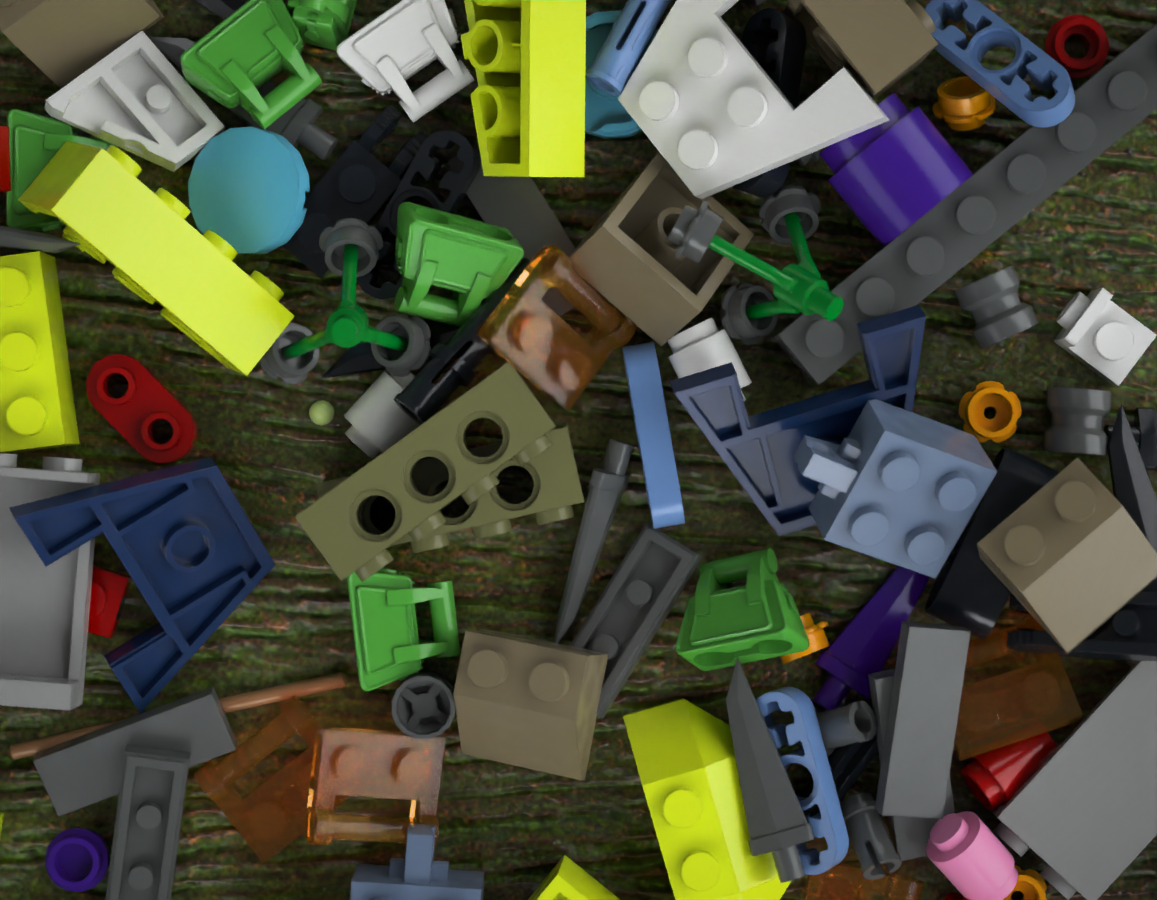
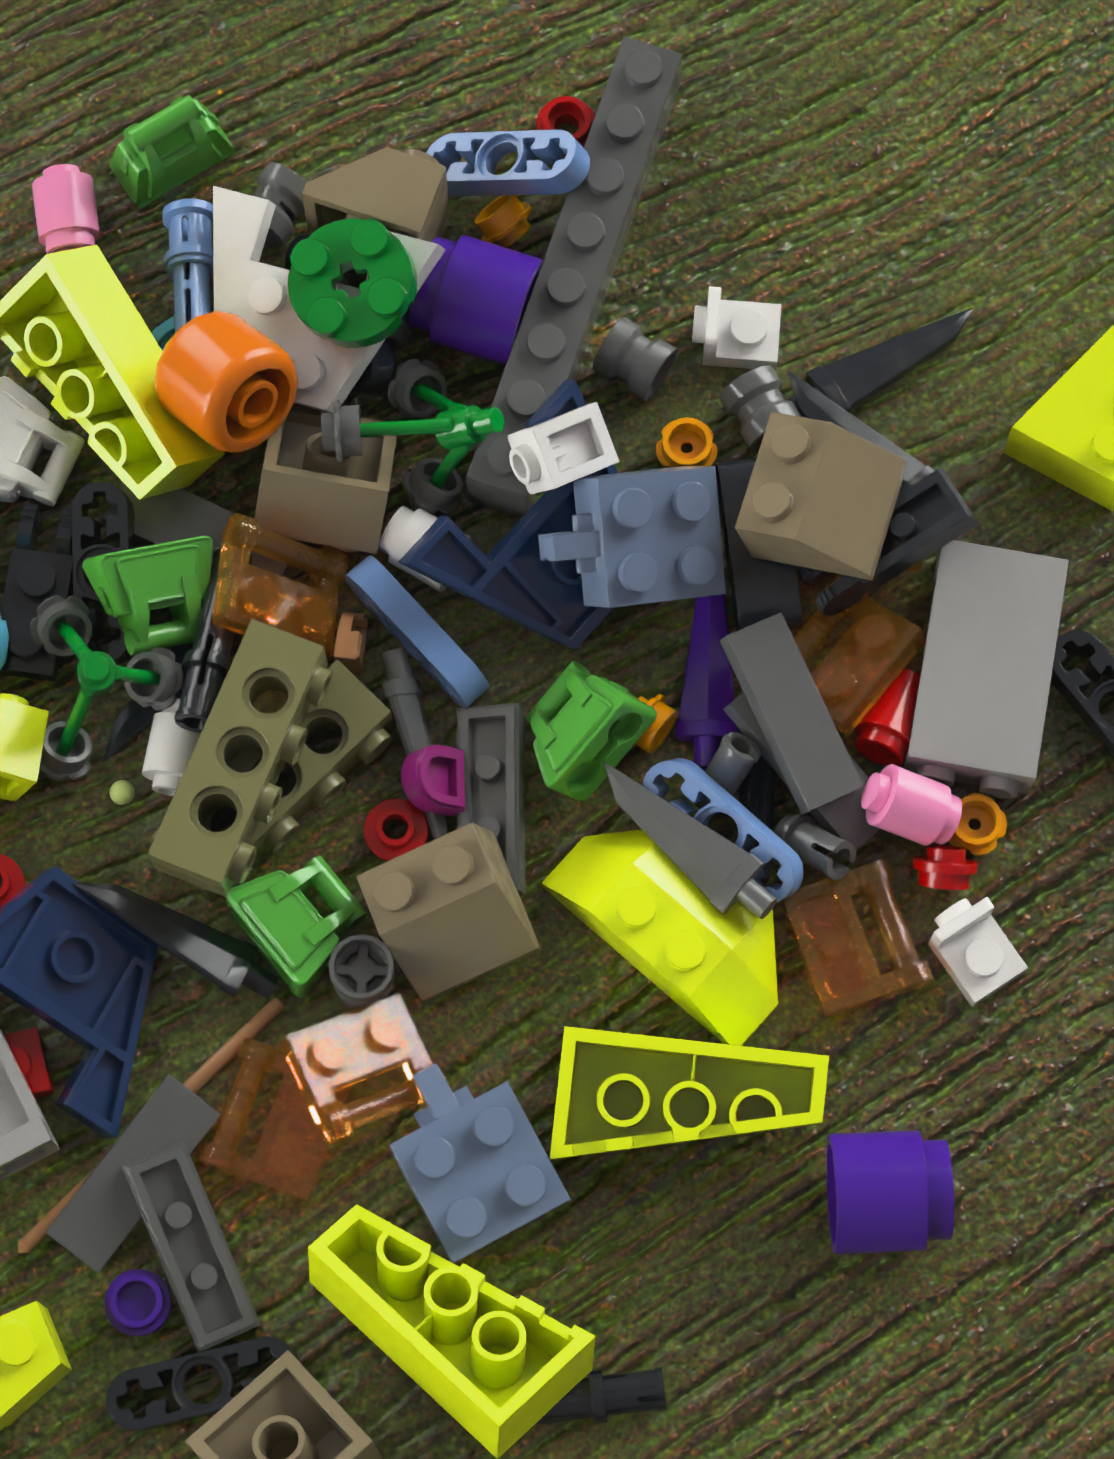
camera: 30 degrees left, 15 degrees down
(305, 600) = (203, 948): none -> black bar
(535, 577) = (384, 812): none -> red plate
(587, 578) = (435, 779): none -> magenta tile
(594, 405) = (351, 641): none -> medium nougat tile
(619, 124) = (226, 381): none -> orange head
(765, 71) = (383, 298): none -> green plate
(873, 374) = (561, 449): none -> white bracket

